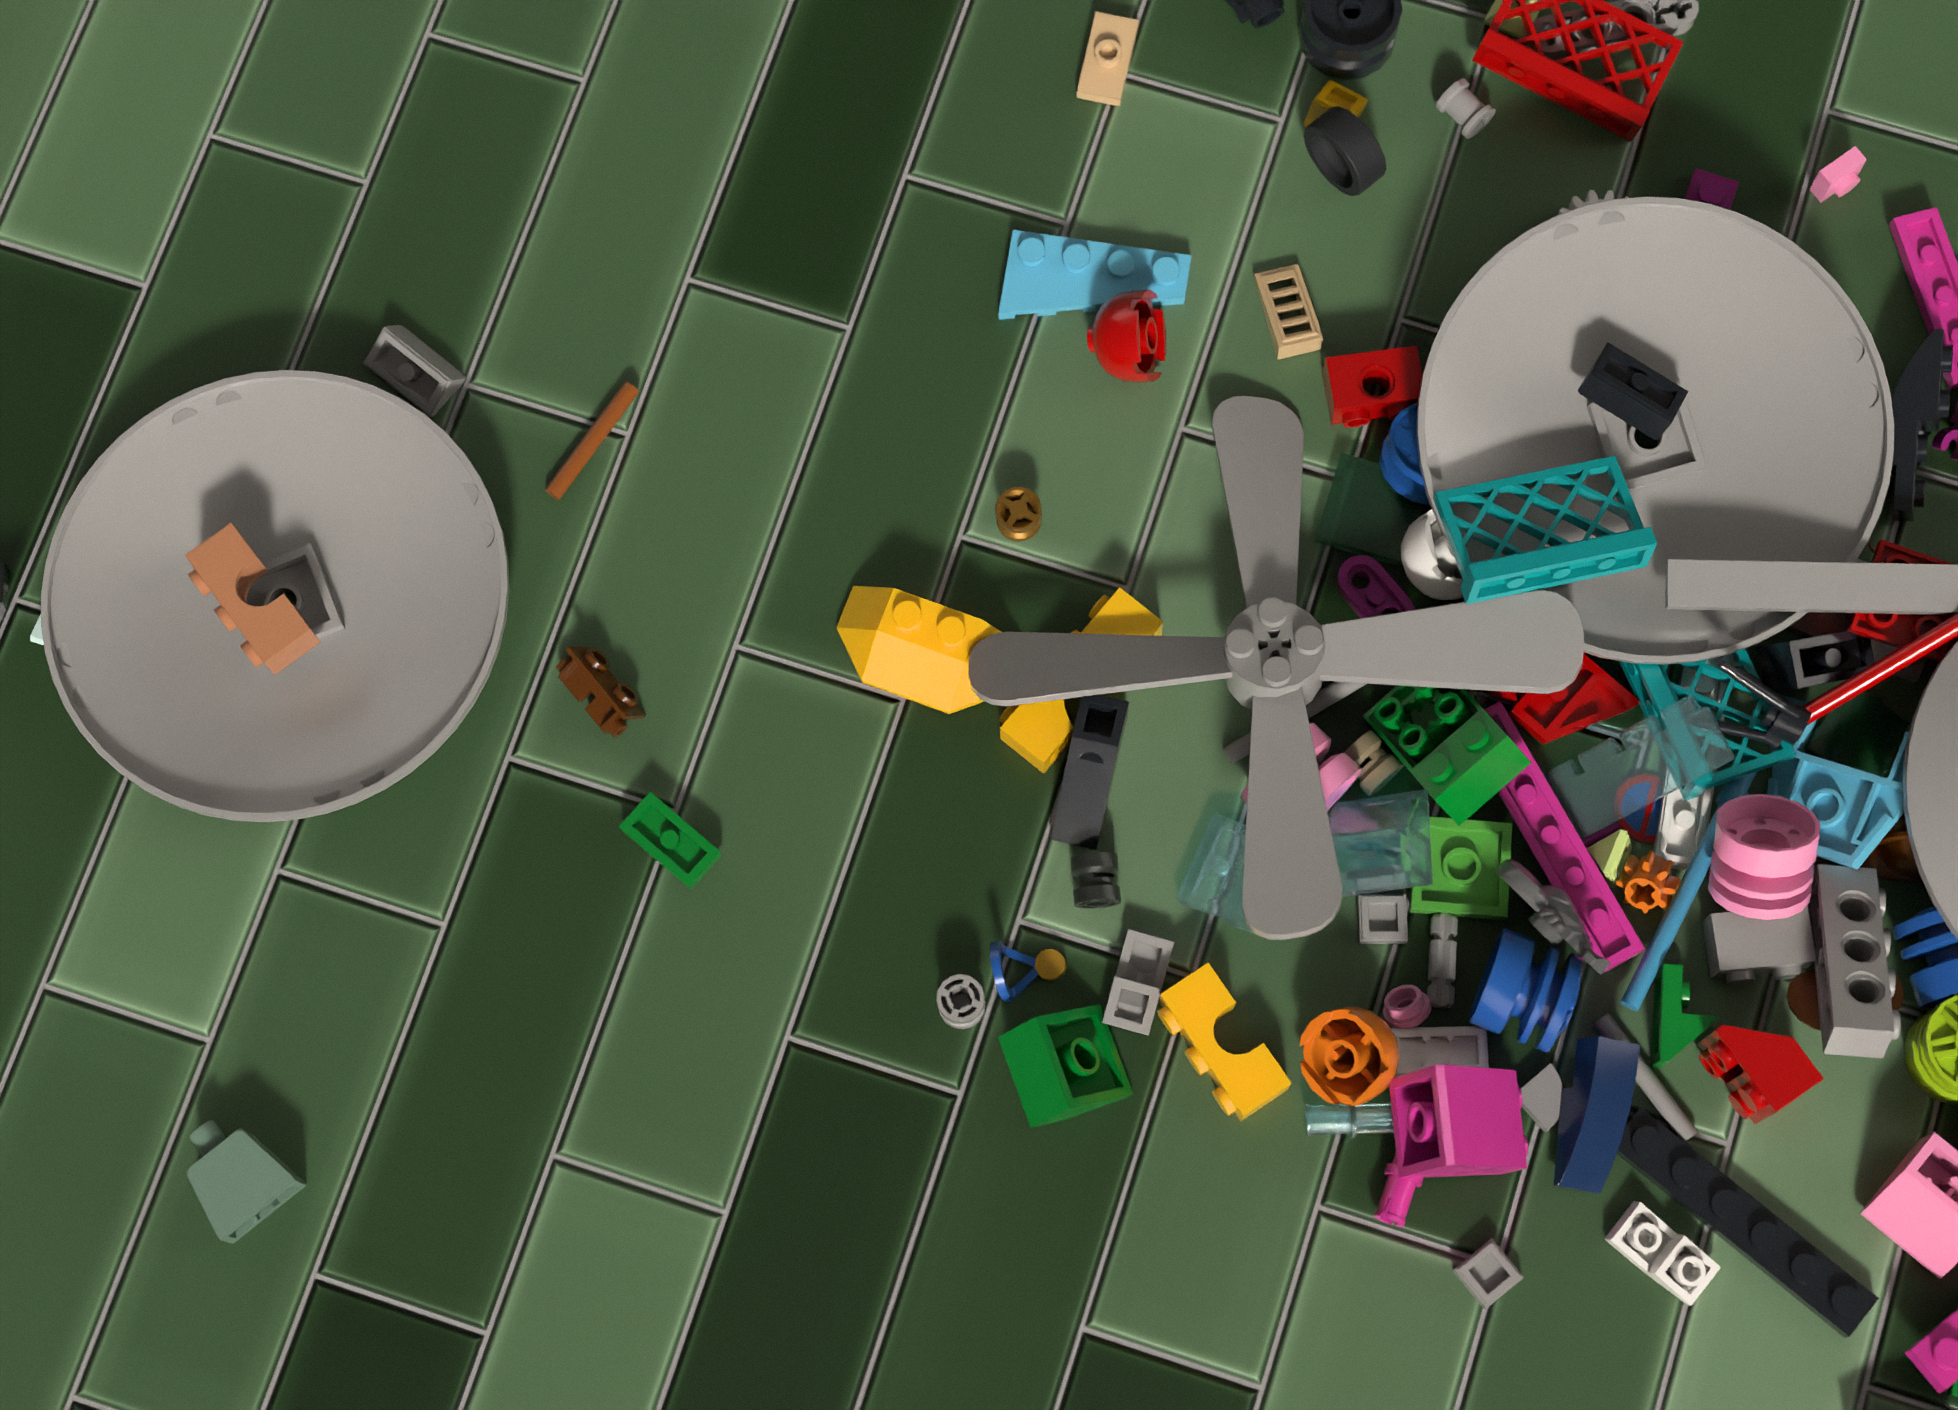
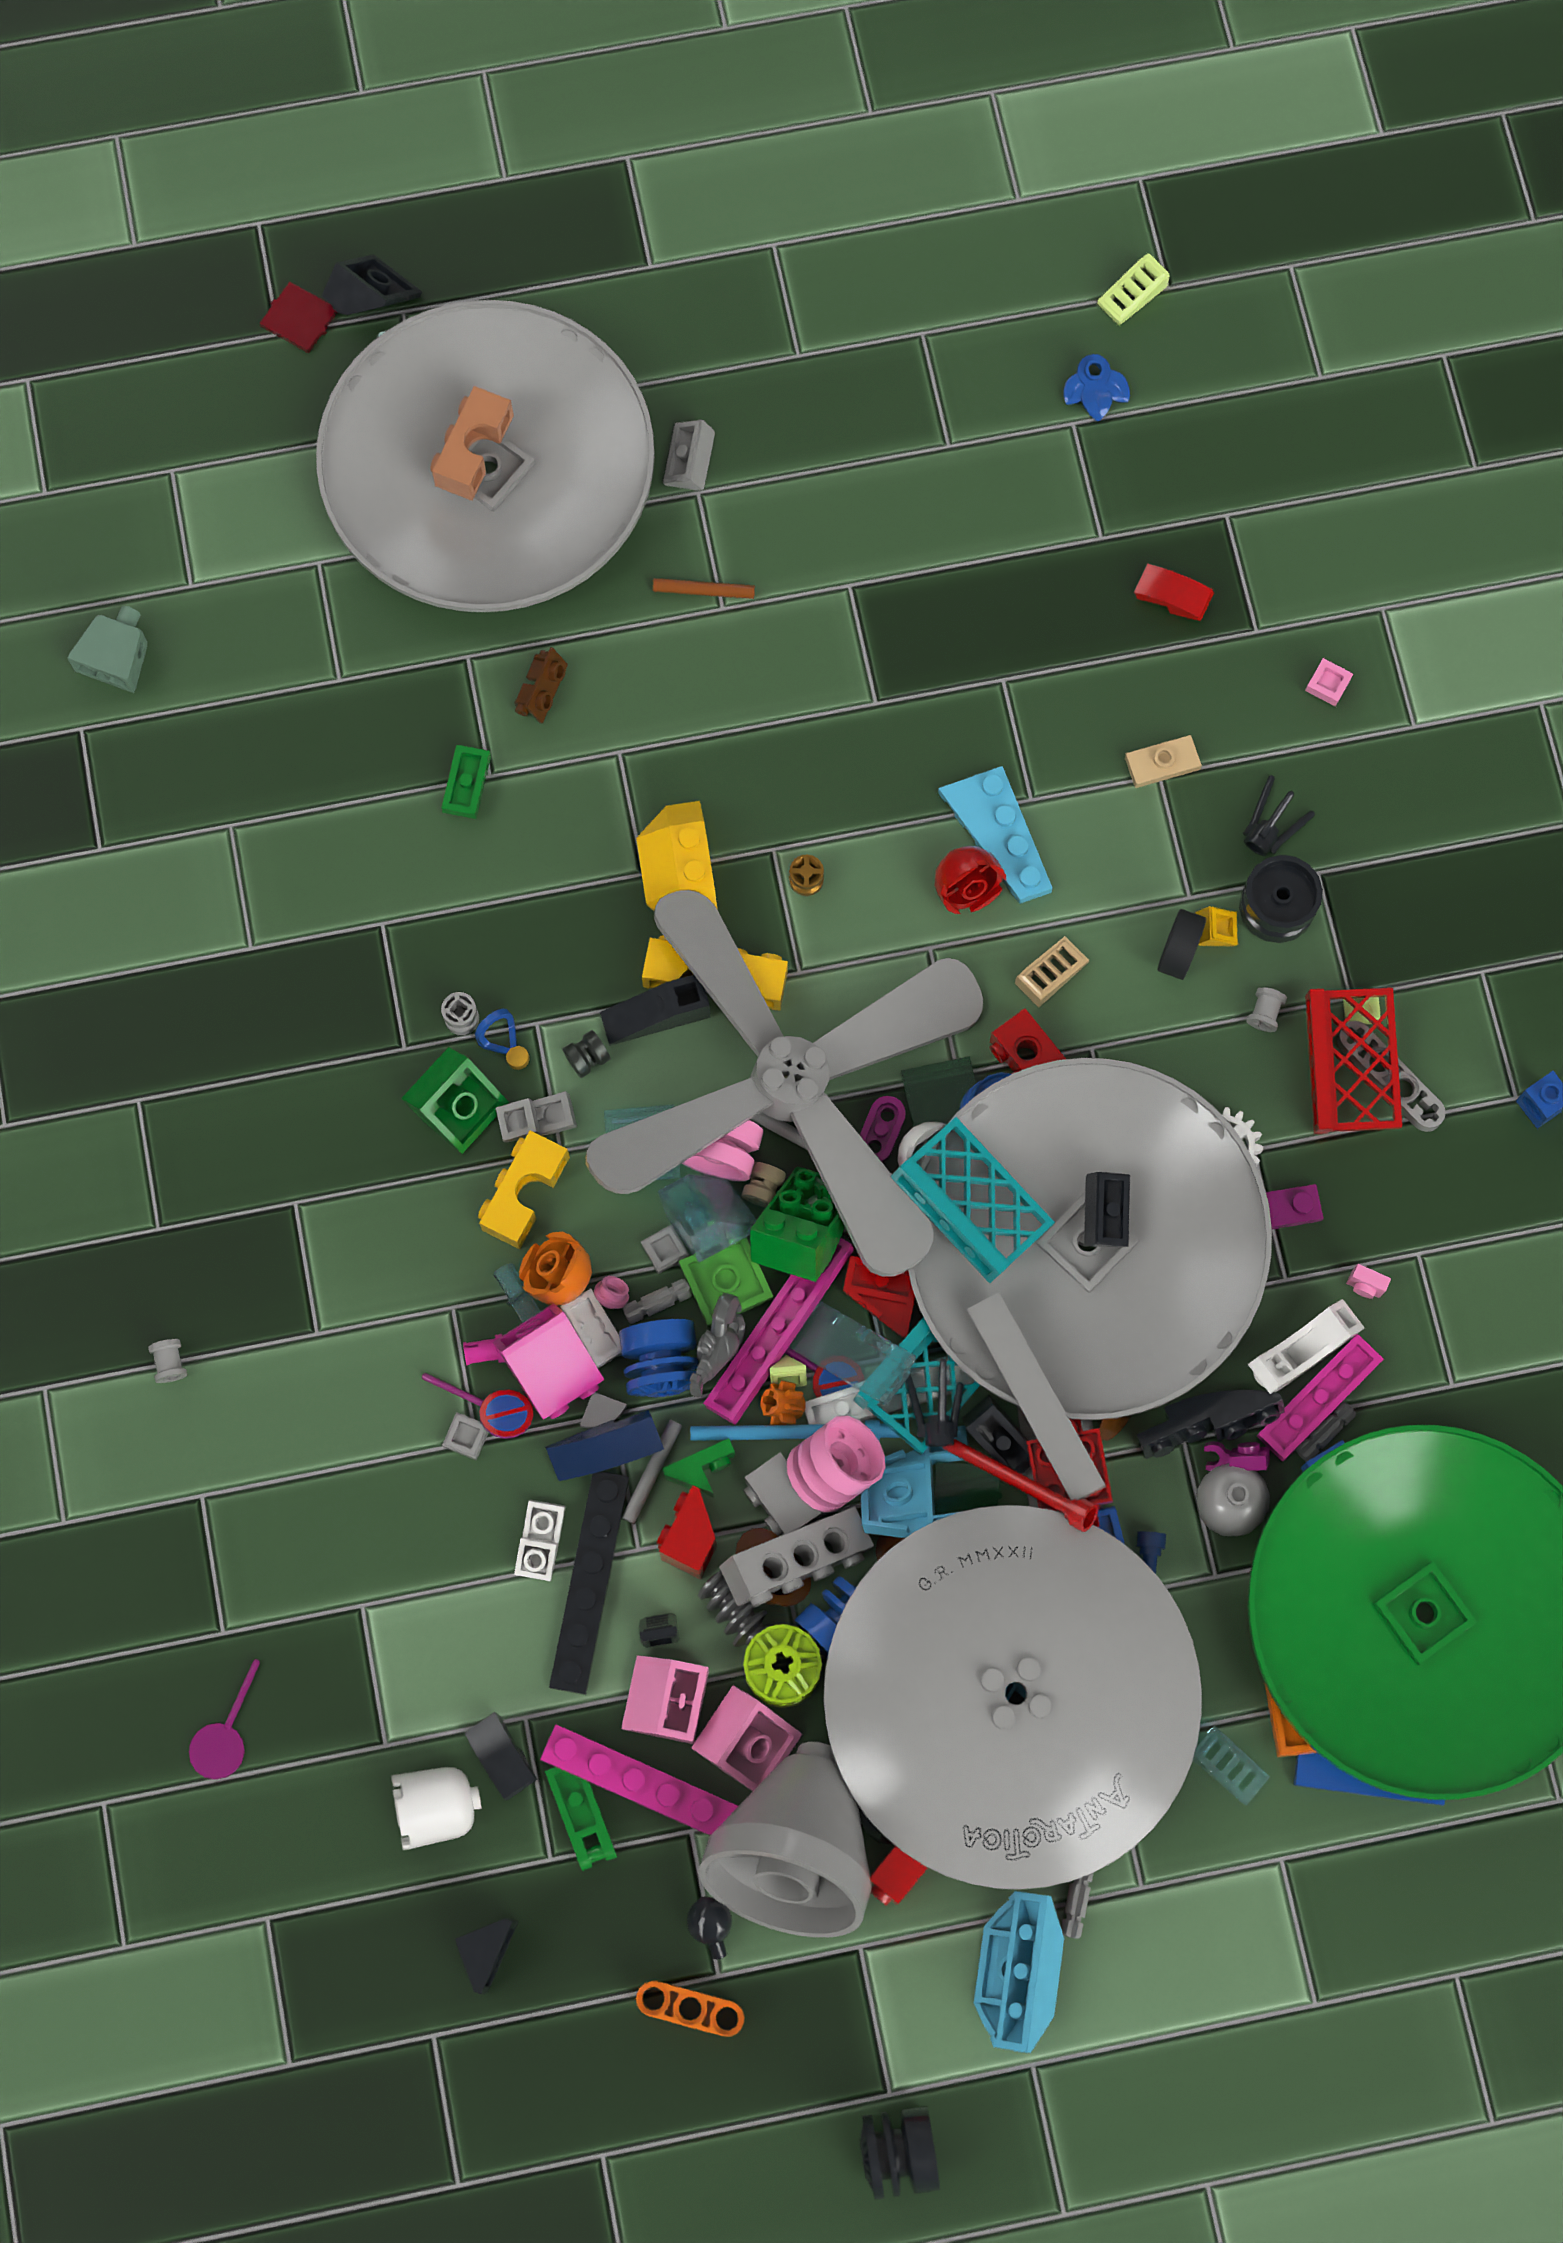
camera: 55 degrees right, 0 degrees up
(1484, 1214) = (501, 1413): none -> piece
(1846, 1072) = (741, 1619): none -> dark grey piece
(1850, 1168) = (658, 1630): none -> black slope
(1880, 277) = (1306, 1347): none -> white arch

